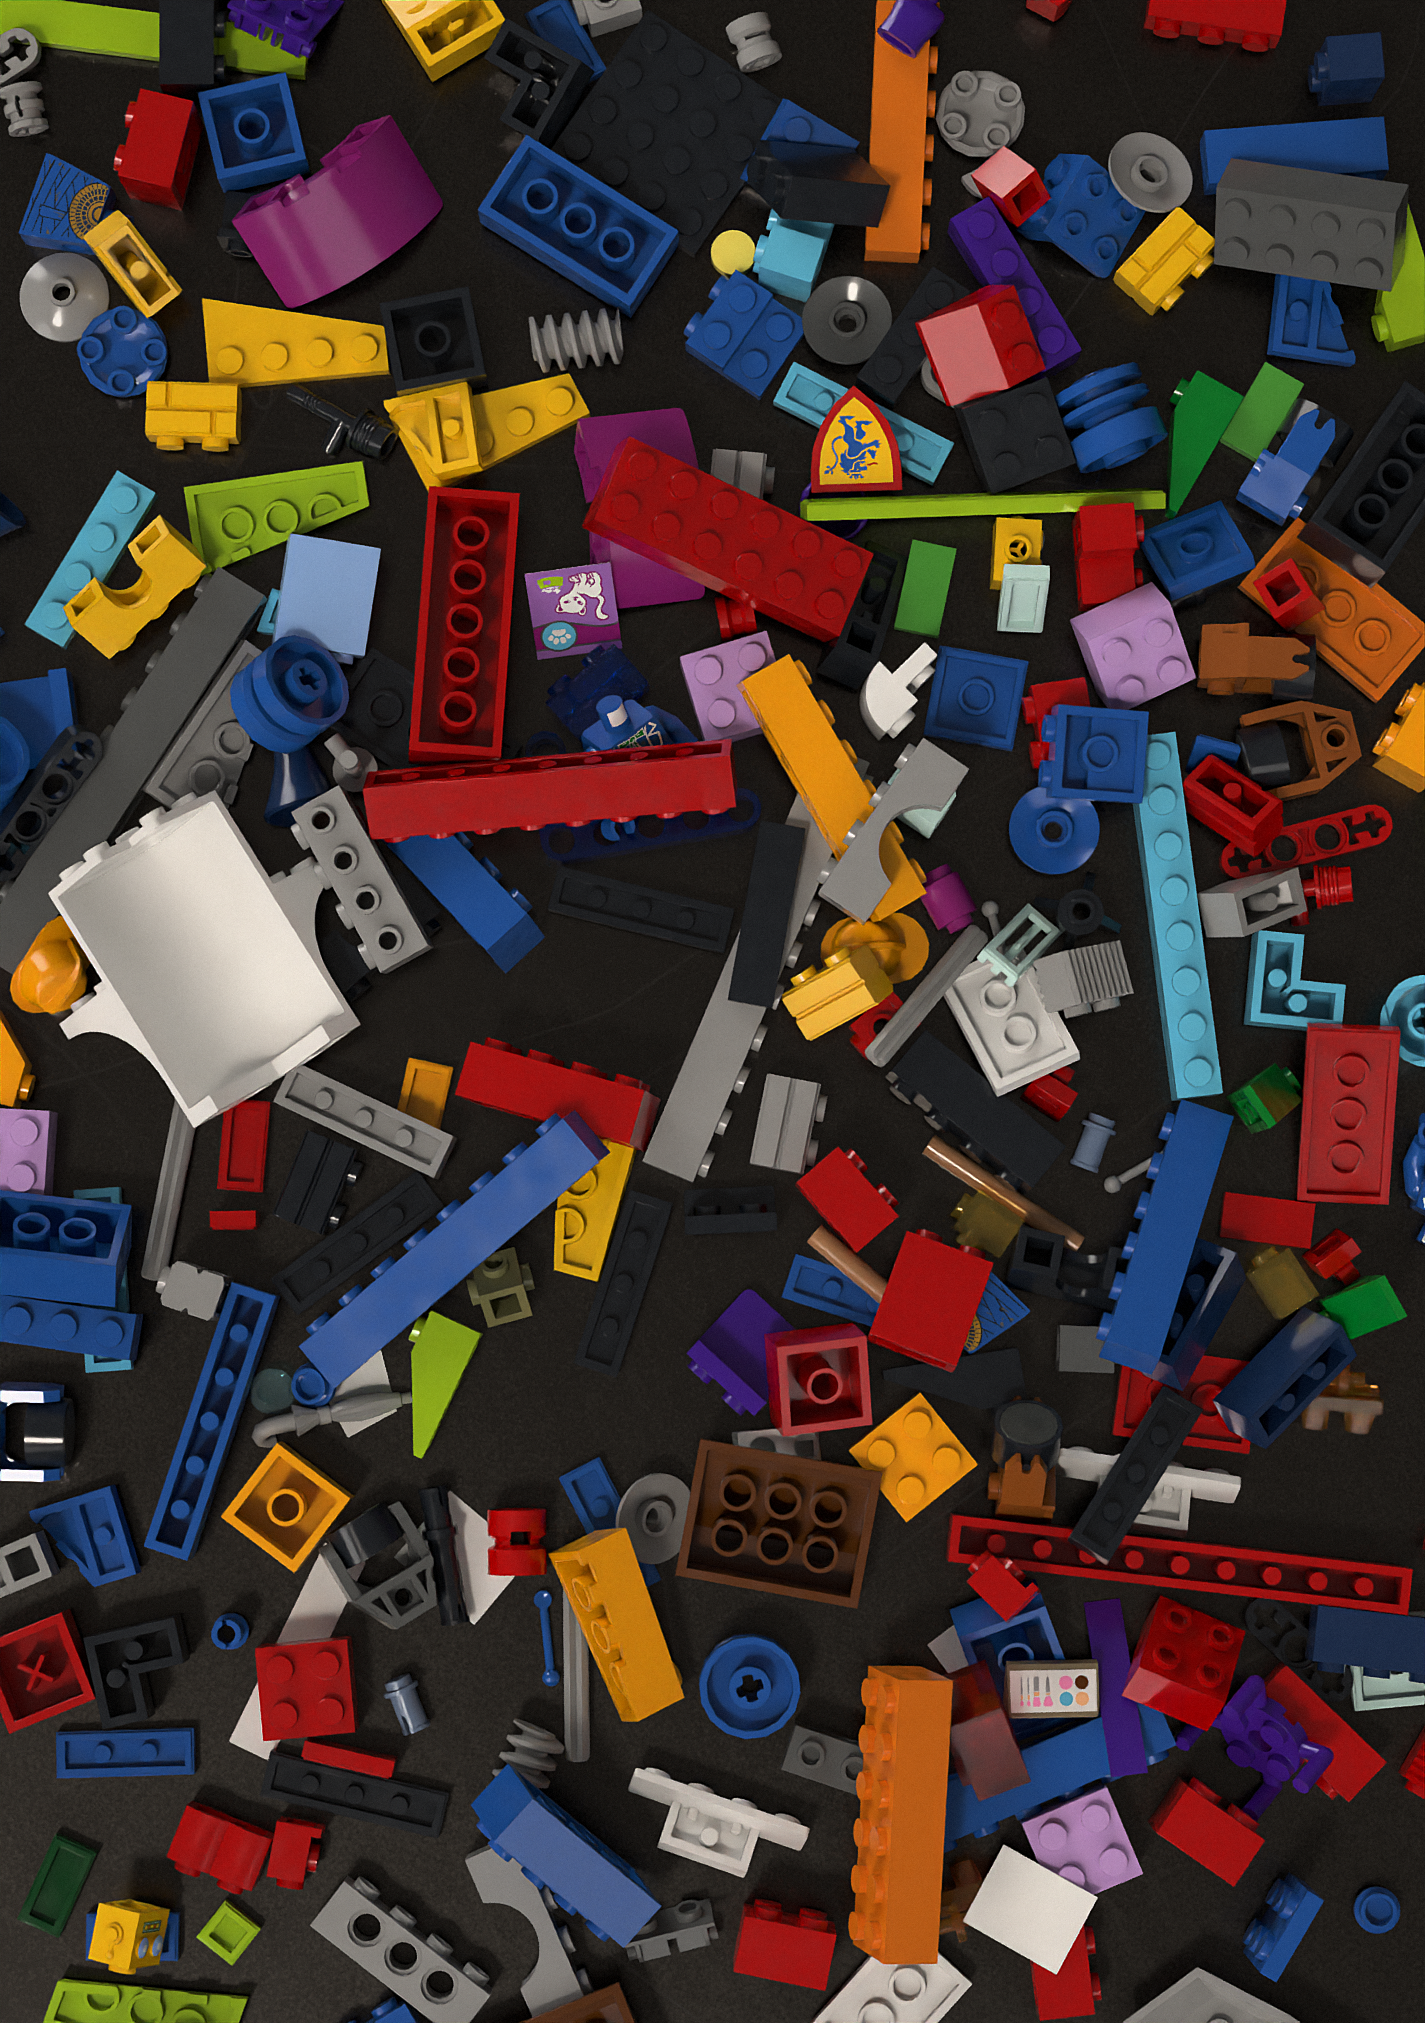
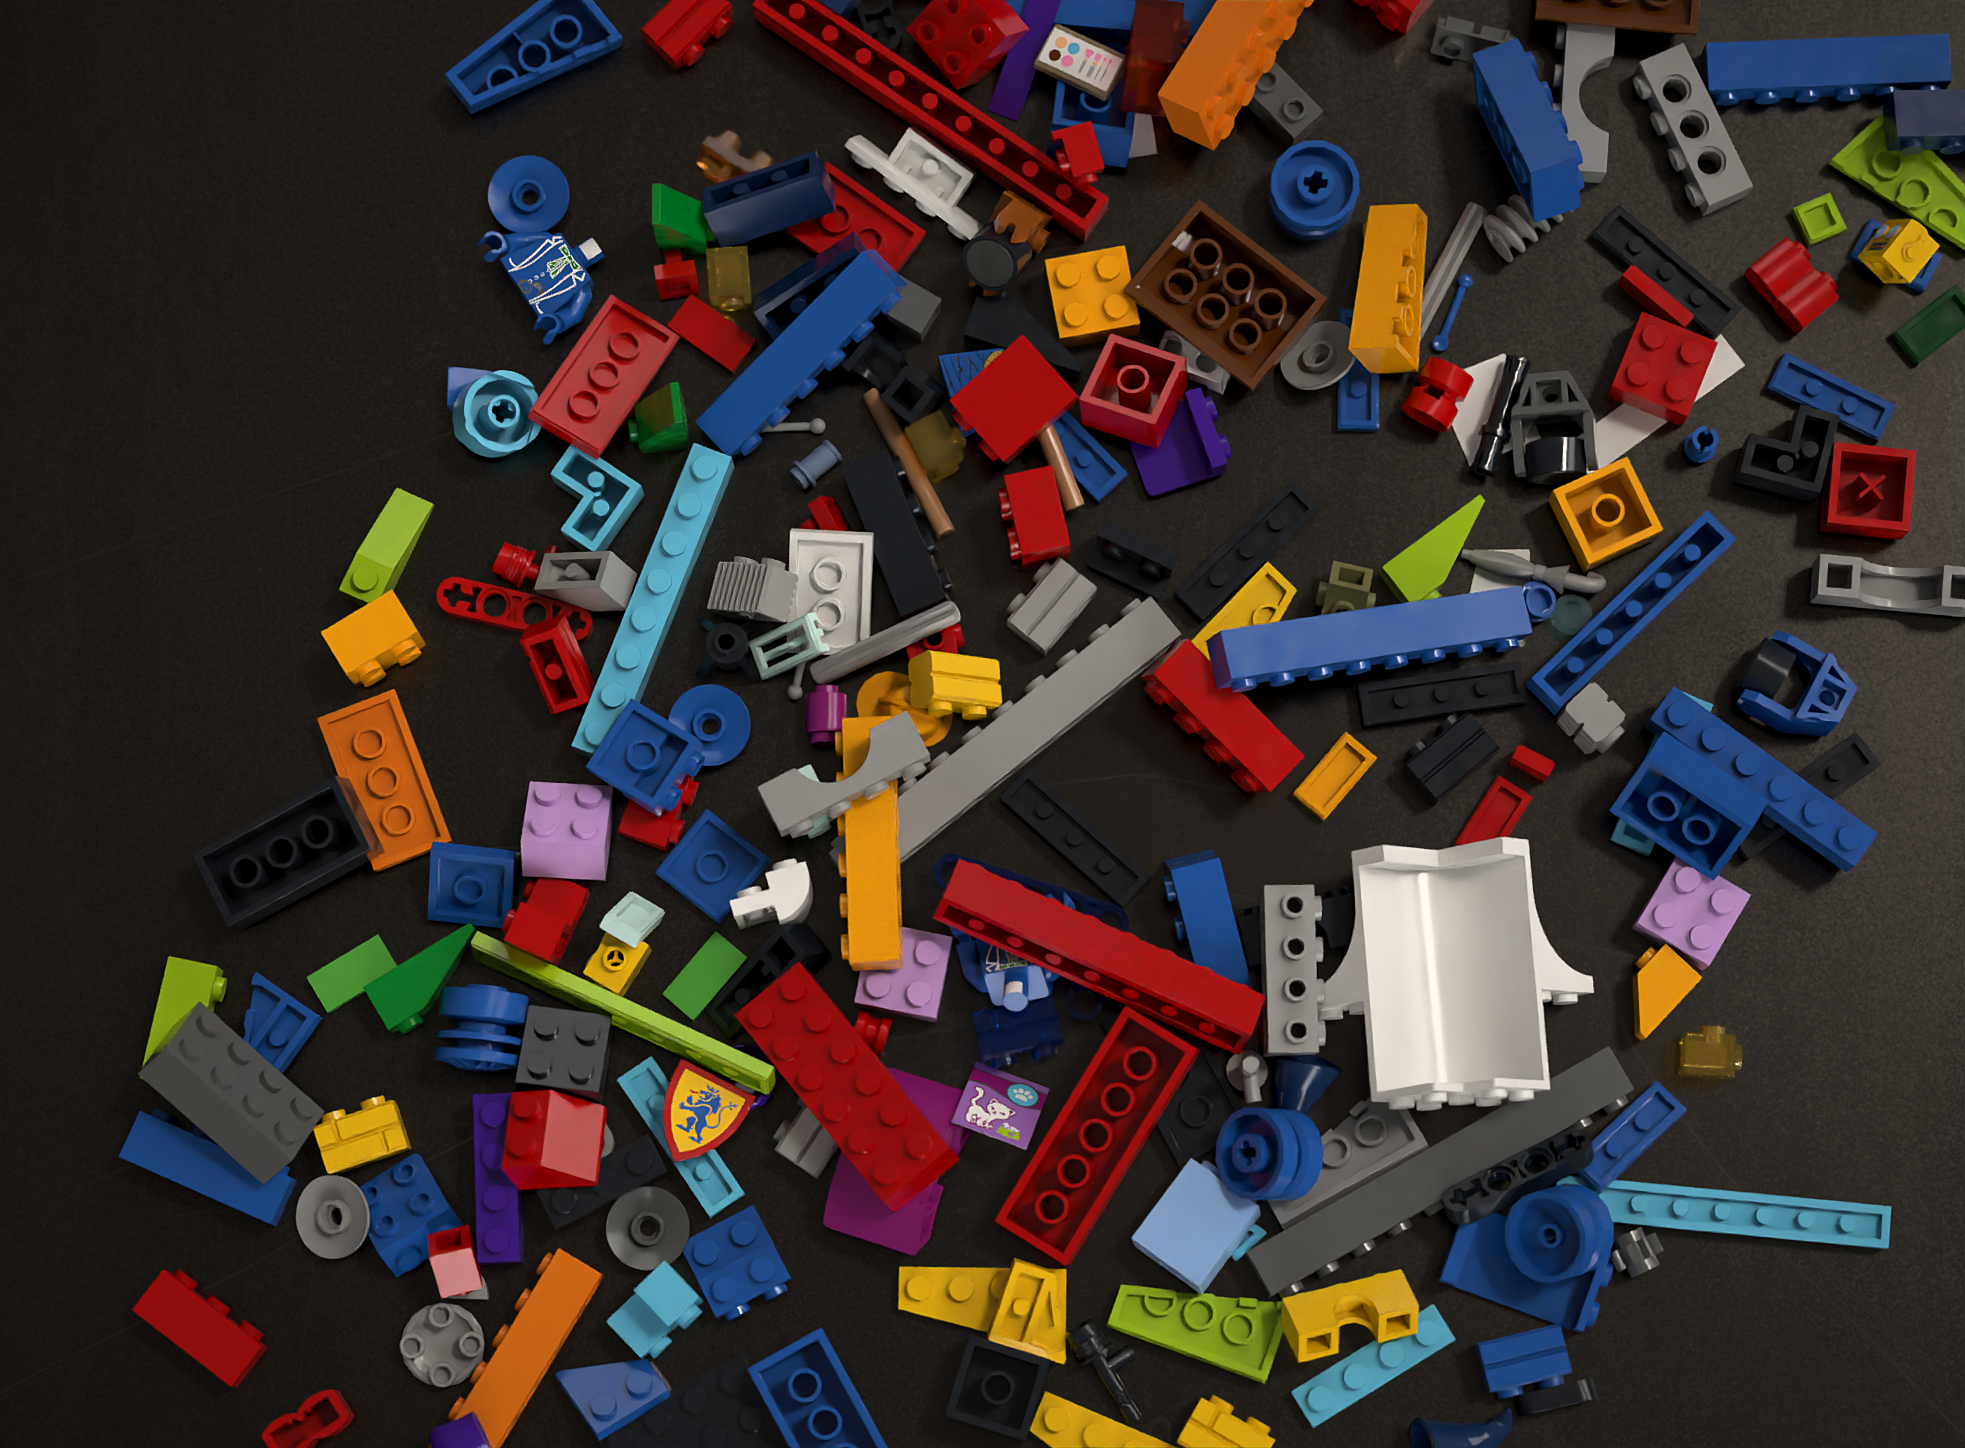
camera: 150 degrees left, 5 degrees down
(51, 972) = (1578, 1035): light orange piece -> none
(92, 1534) = (1771, 578): blue wing -> none
(168, 1195) = (1576, 810): light grey axle -> none
(294, 1851) = (1735, 252): red brick -> none
(366, 1120) = (1384, 782): light grey gear -> none
(406, 1703) = (1589, 321): sand blue pin -> none
(577, 340) = (877, 1330): light grey piece -> none
(711, 1826) = (1400, 100): white bracket -> none
(732, 252) = (709, 1337): light yellow tile -> none
(766, 914) = (978, 773): black tile -> none
(817, 183) = (612, 1345): black brick -> none
(1134, 1475) = (927, 186): black plate -> none
(1205, 745) = (553, 724): blue slope -> none
(1256, 664) = (493, 780): dark orange piece -> none
(1265, 756) = (510, 690): dark orange piece -> none
(1289, 594) = (419, 803): red brick -> none
(1309, 440) = (366, 903): blue piece -> none
(1347, 69) = (125, 1211): dark blue brick -> none

